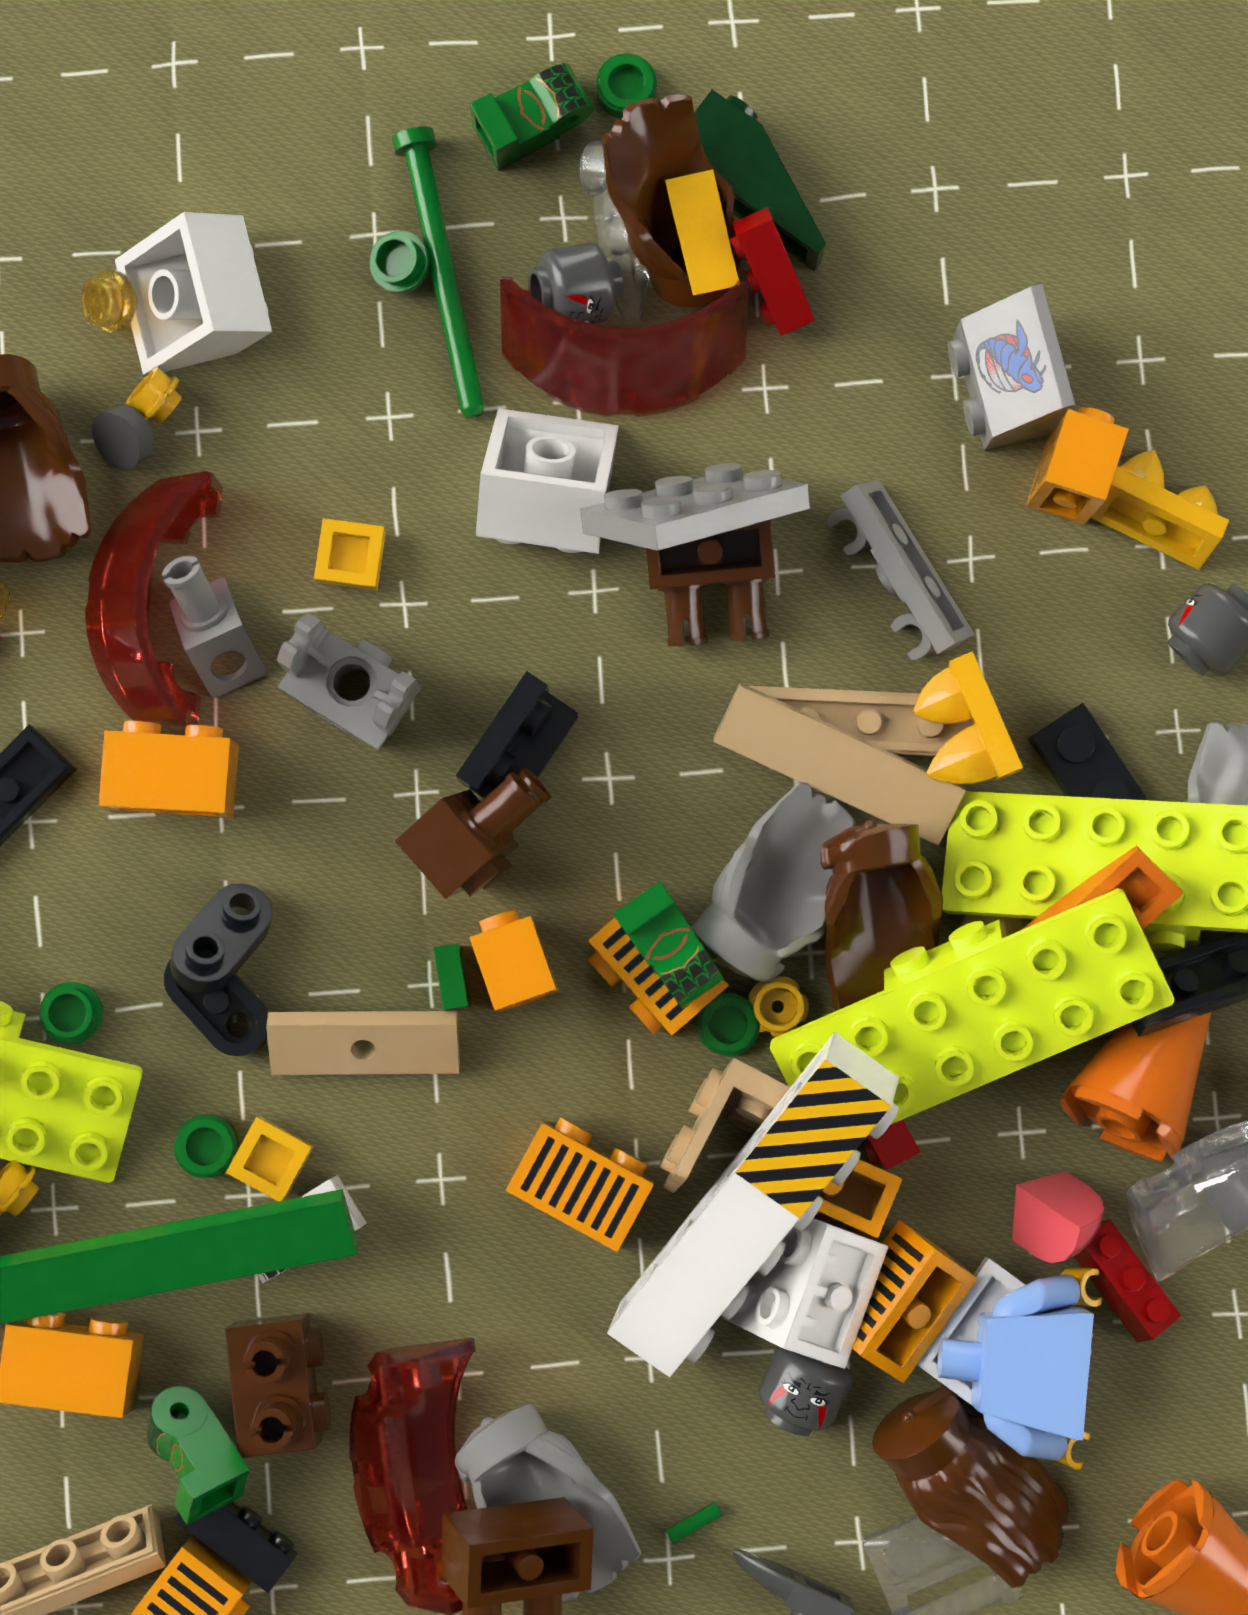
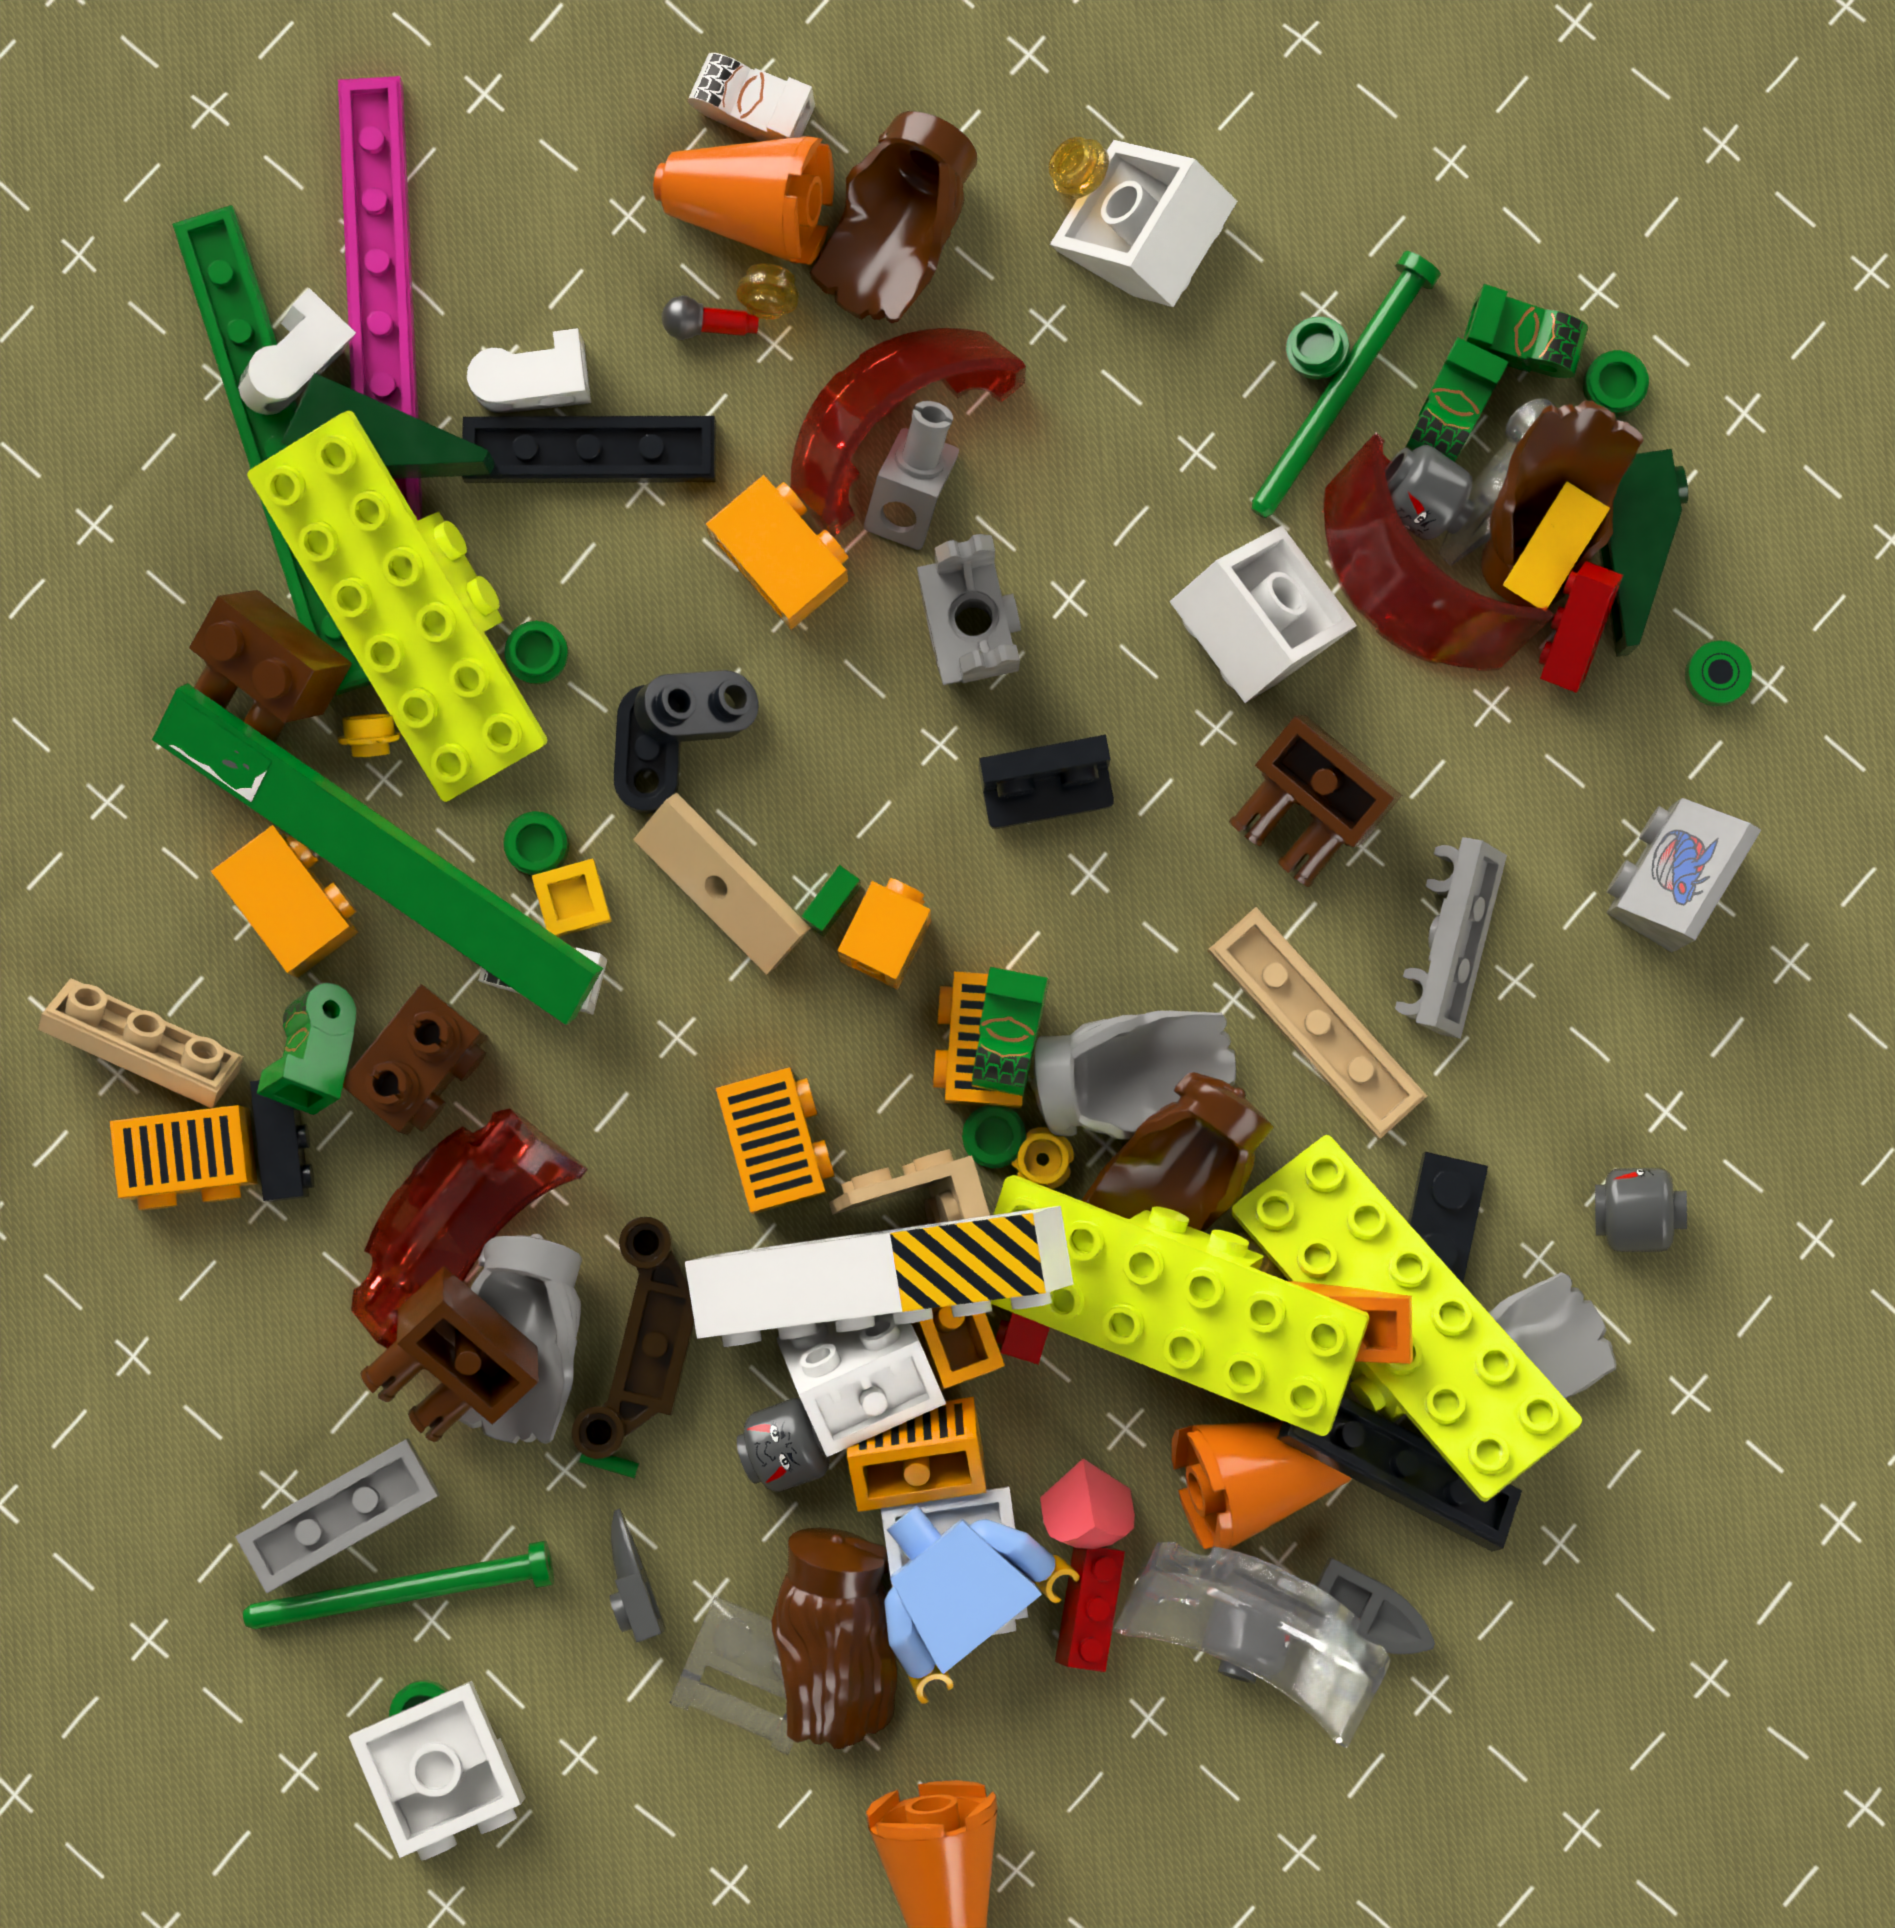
camera: 45 degrees right, 0 degrees up
(123, 436) = (989, 275): dark grey tile -> none
(155, 396) = (1041, 269): yellow plate -> none
(350, 554) = (1066, 524): yellow plate -> none
(466, 840) = (941, 814): reddish brown brick -> none
(530, 201) = (1457, 398): none -> green leg
(643, 1414) = (652, 1344): none -> dark brown plate
(692, 508) = (1344, 739): light grey plate -> none
(837, 763) = (1264, 1029): tan tile -> none
(895, 213) = (1718, 673): none -> green tile
(978, 750) = (1375, 1121): yellow tile -> none
(1078, 465) = (1658, 988): light orange brick -> none
(1174, 524) = (1677, 1069): yellow tile -> none

